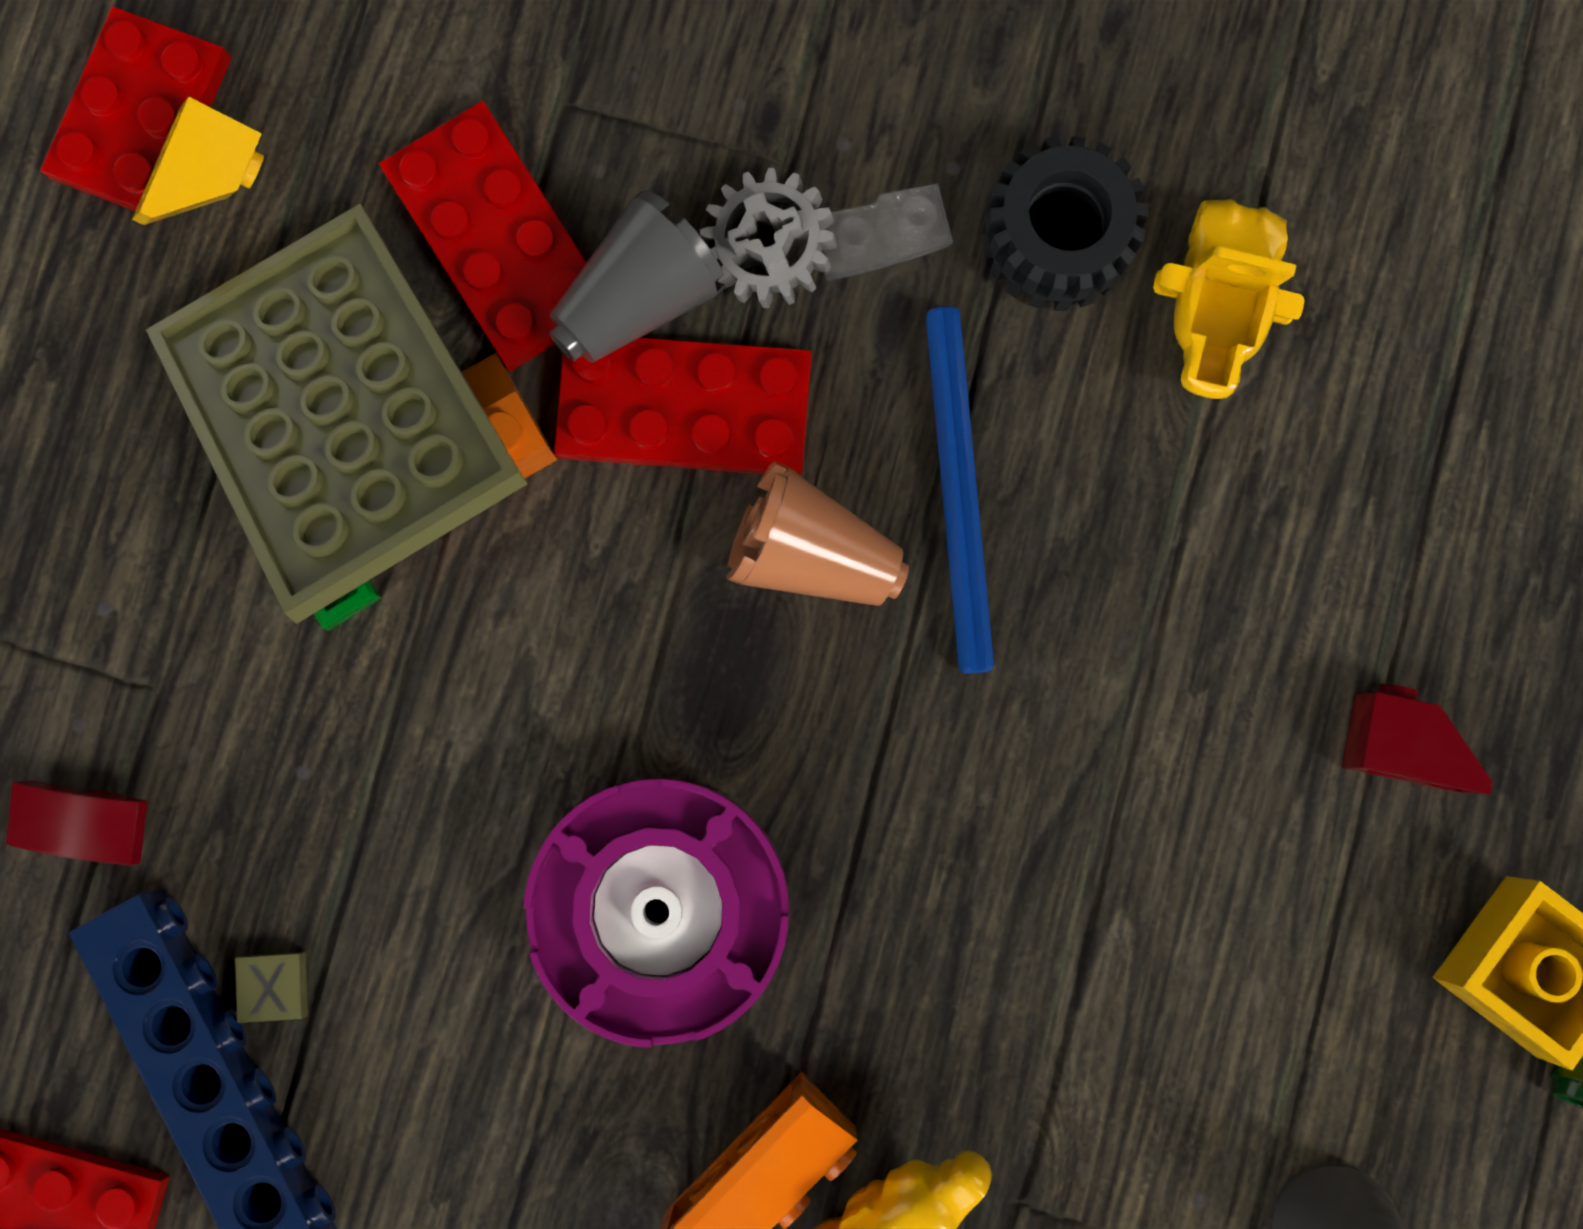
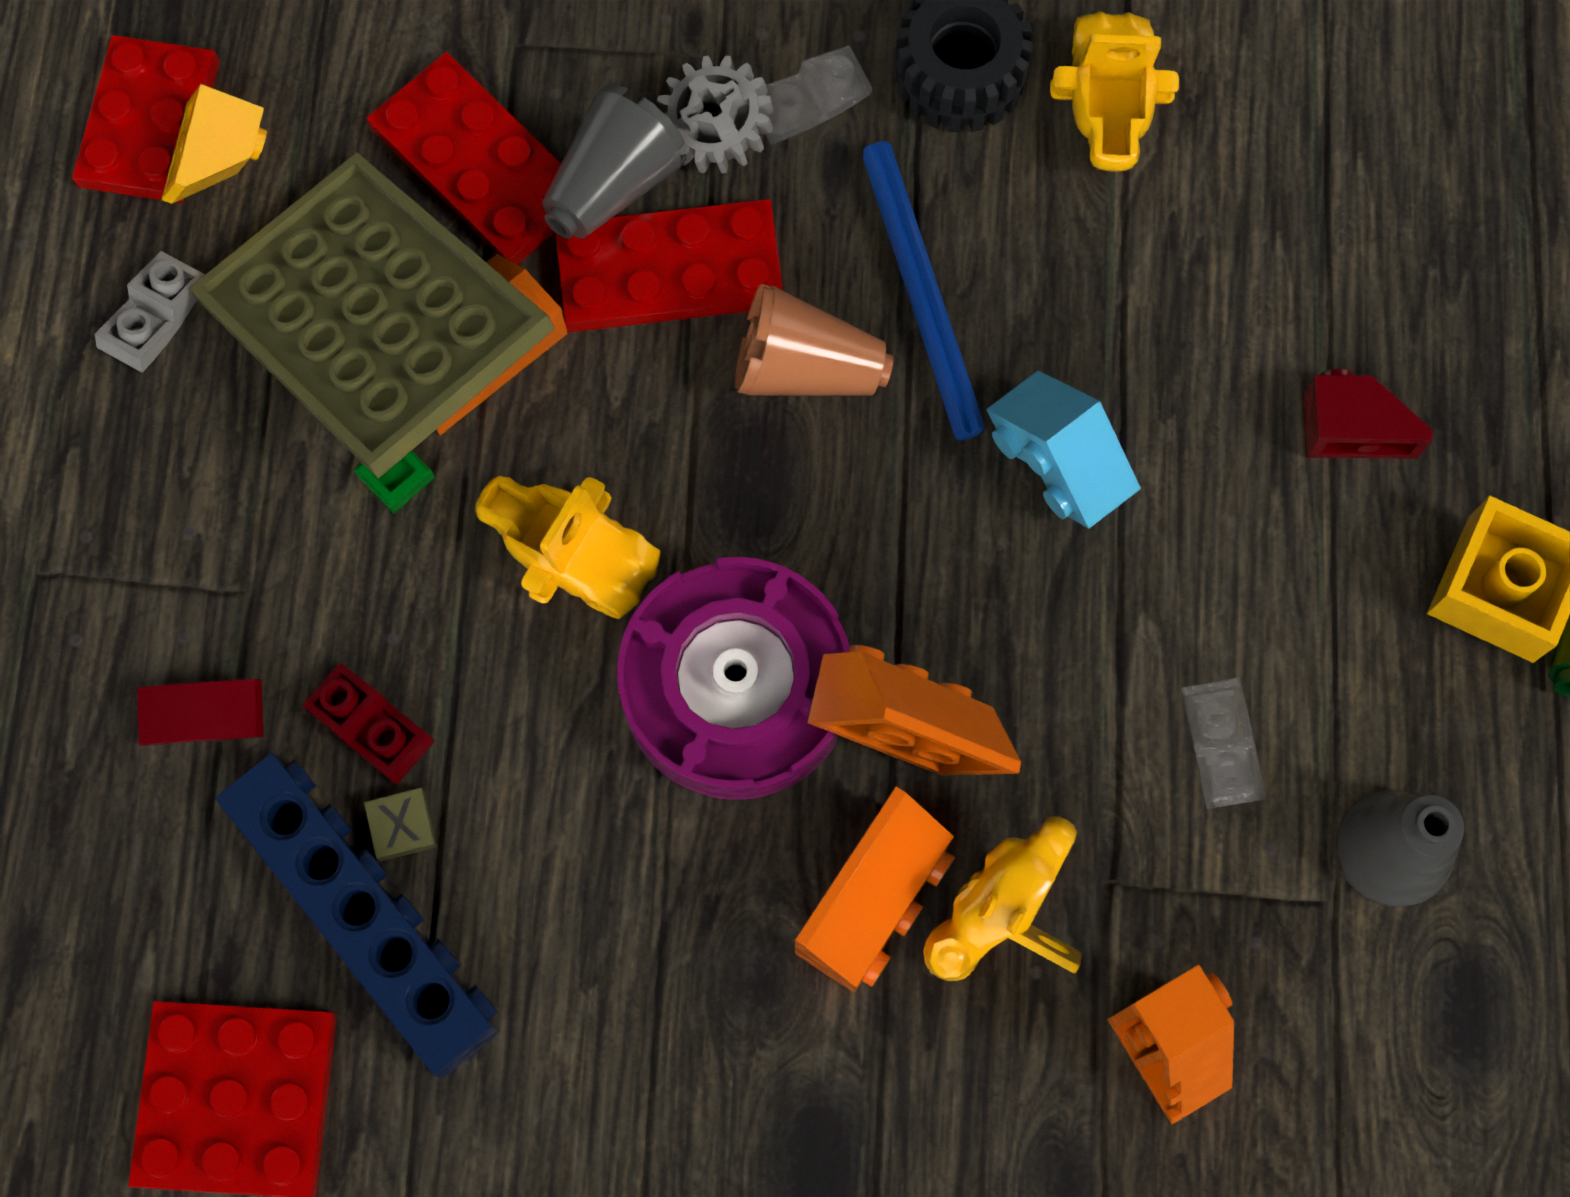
camera: 10 degrees left, 10 degrees down
(103, 348) = (152, 314): none -> light grey slope
(257, 866) = (368, 723): none -> dark red slope
(508, 714) = (570, 543): none -> yellow piece
(838, 1007) = (909, 715): none -> orange slope
(1074, 716) = (1067, 444): none -> medium azure brick
(1175, 1084) = (1223, 743): none -> clear slope

